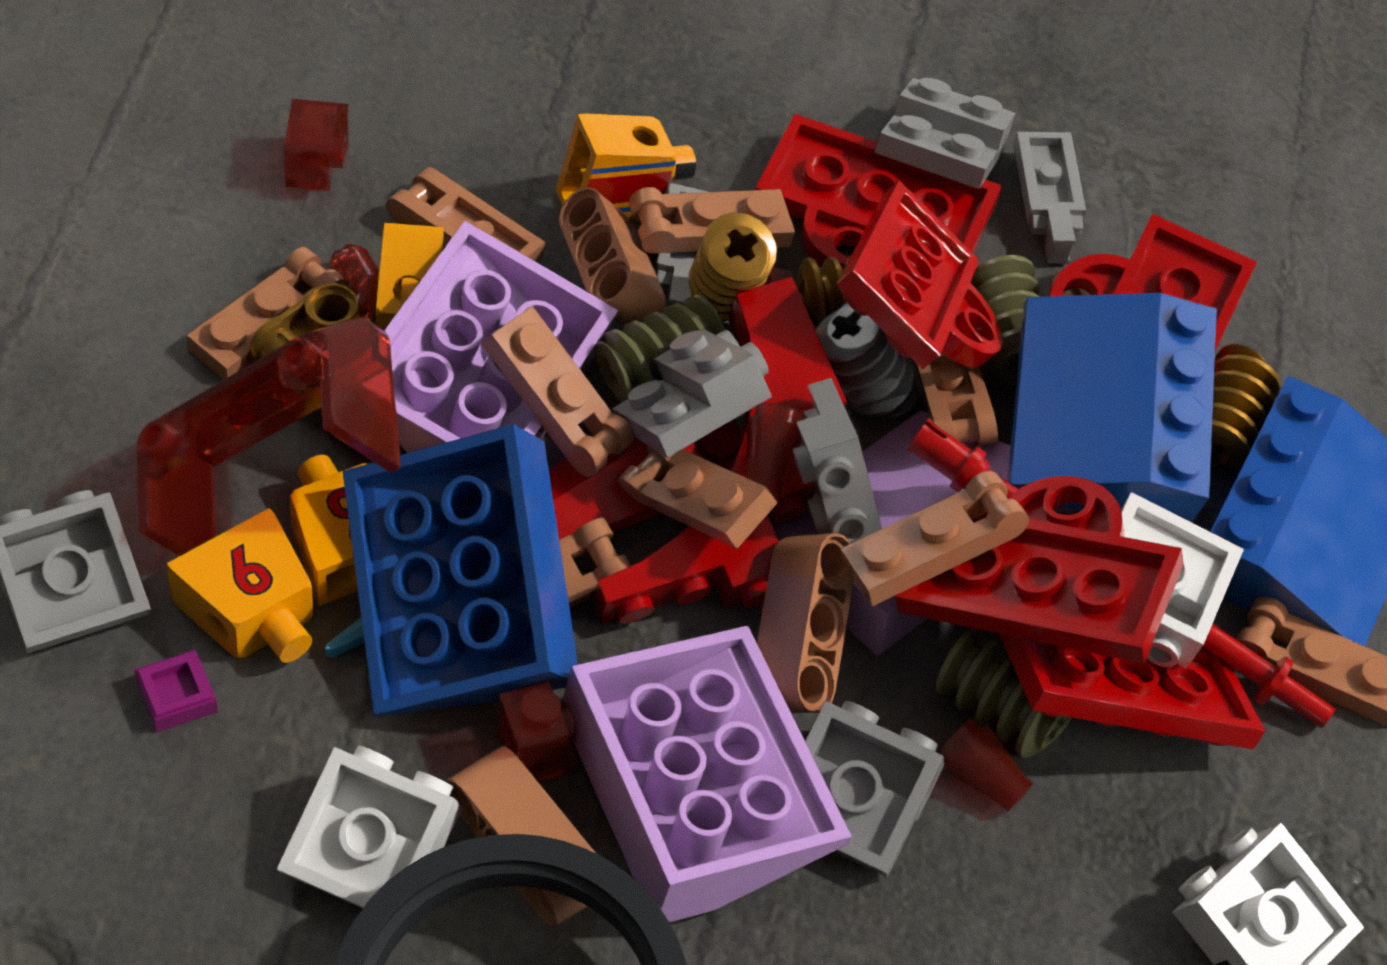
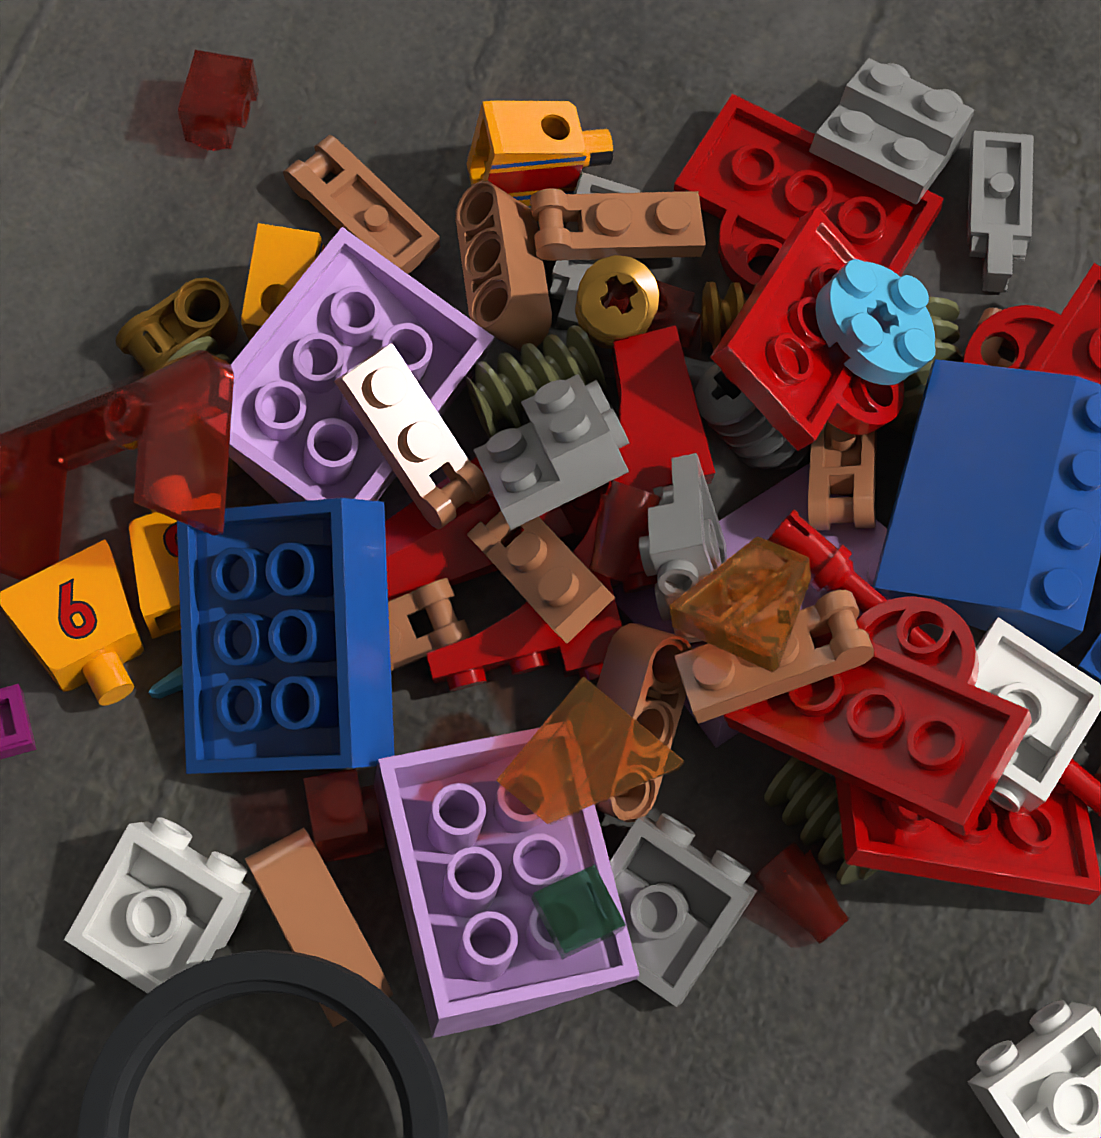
camera: 15 degrees right, 15 degrees up
(225, 337) = (98, 319): nougat plate -> none
(358, 267) = (237, 246): clear red arm -> none
(770, 644) = (585, 757): none -> clear orange wing
(785, 782) = (578, 912): none -> clear green tile
(903, 487) = (747, 603): none -> clear orange wing
(972, 265) = (850, 314): none -> medium azure plate

